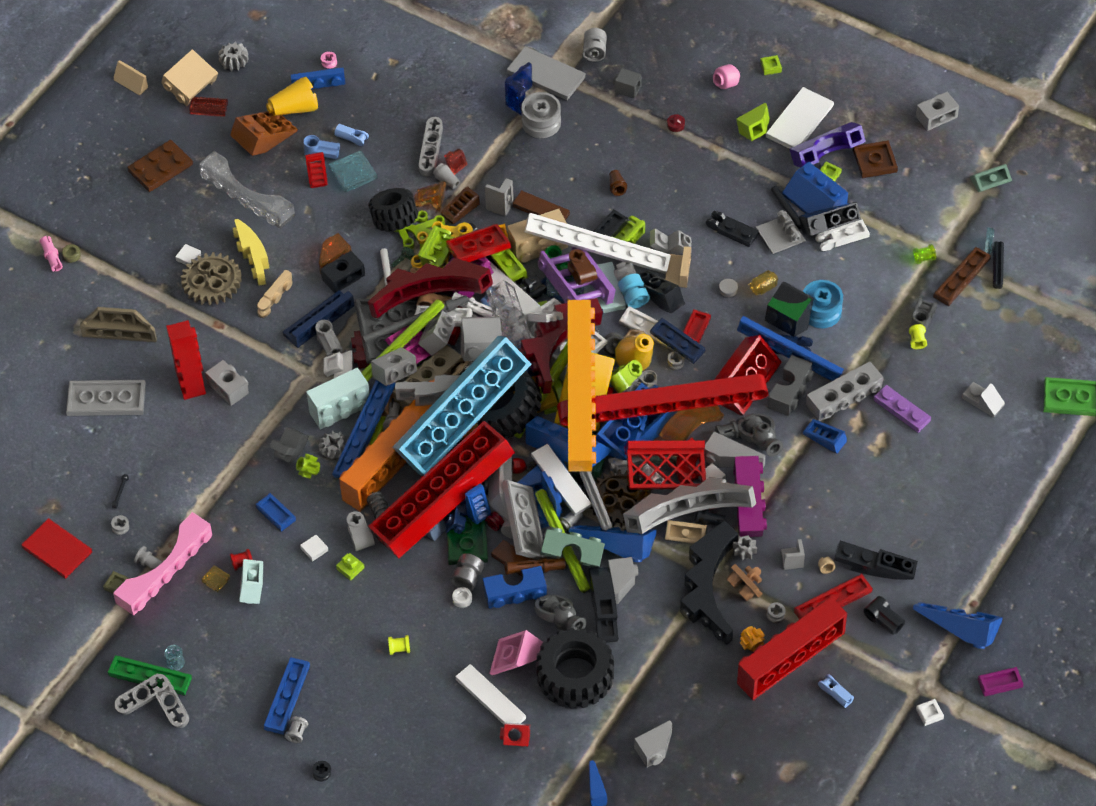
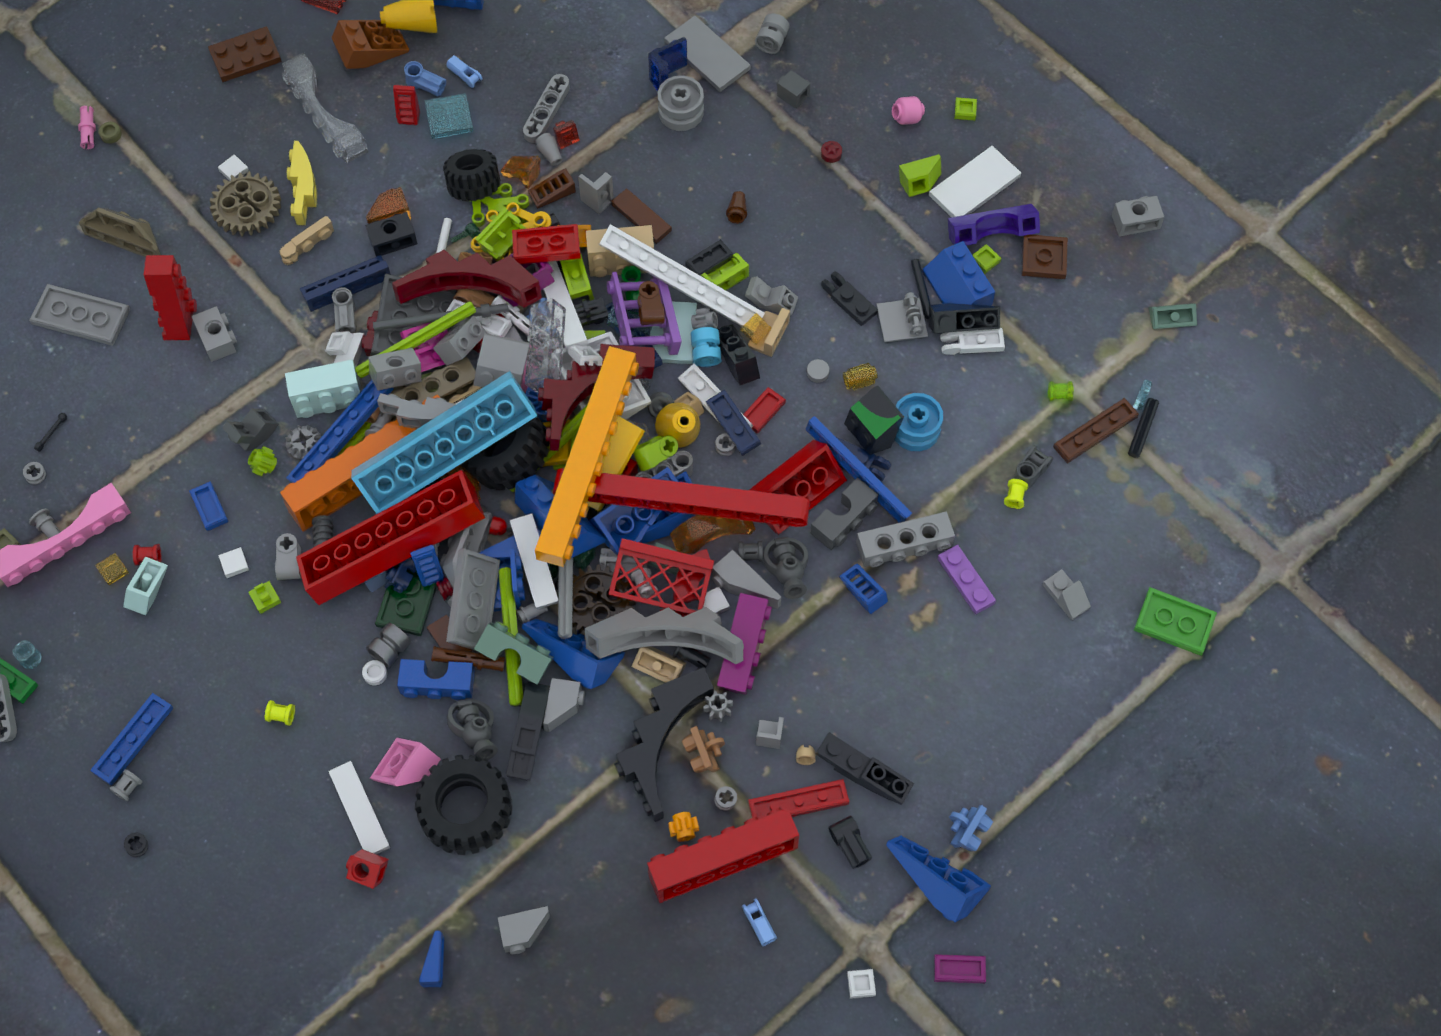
camera: 15 degrees right, 10 degrees up
(668, 268) = (755, 328): none -> clear yellow tile
(967, 578) = (965, 825): none -> medium blue hips

